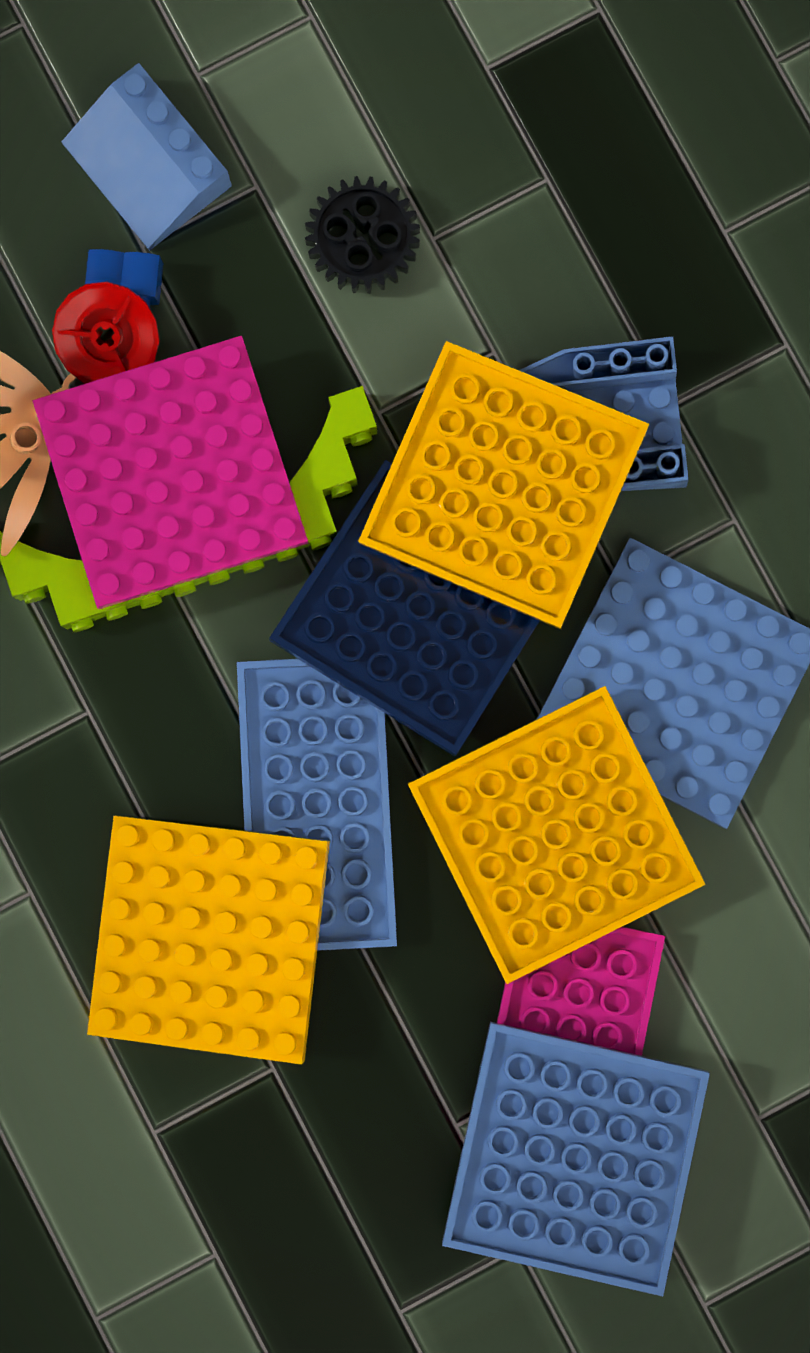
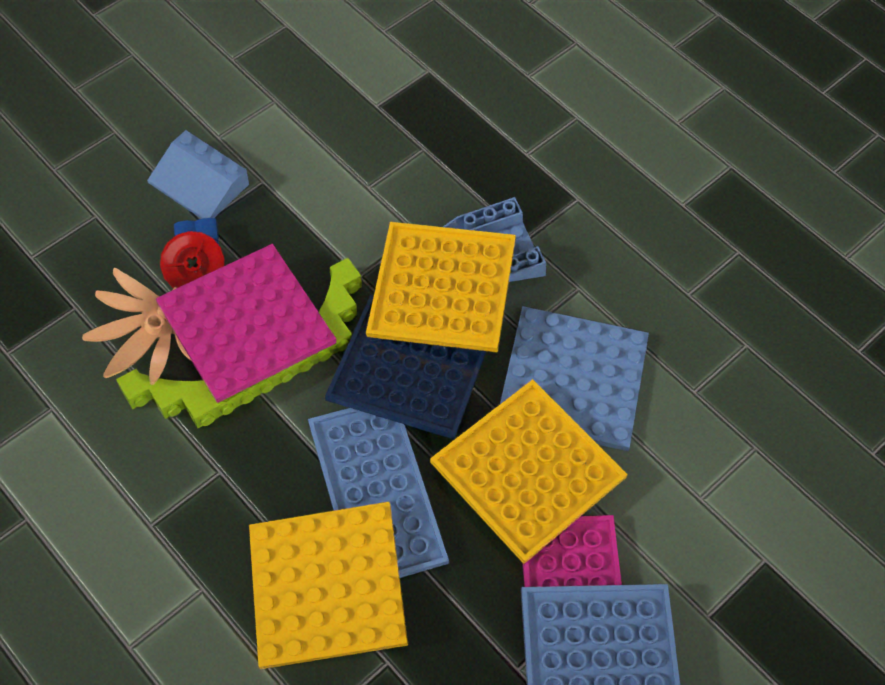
camera: 20 degrees left, 25 degrees down
(337, 251) = (328, 184): black gear -> none

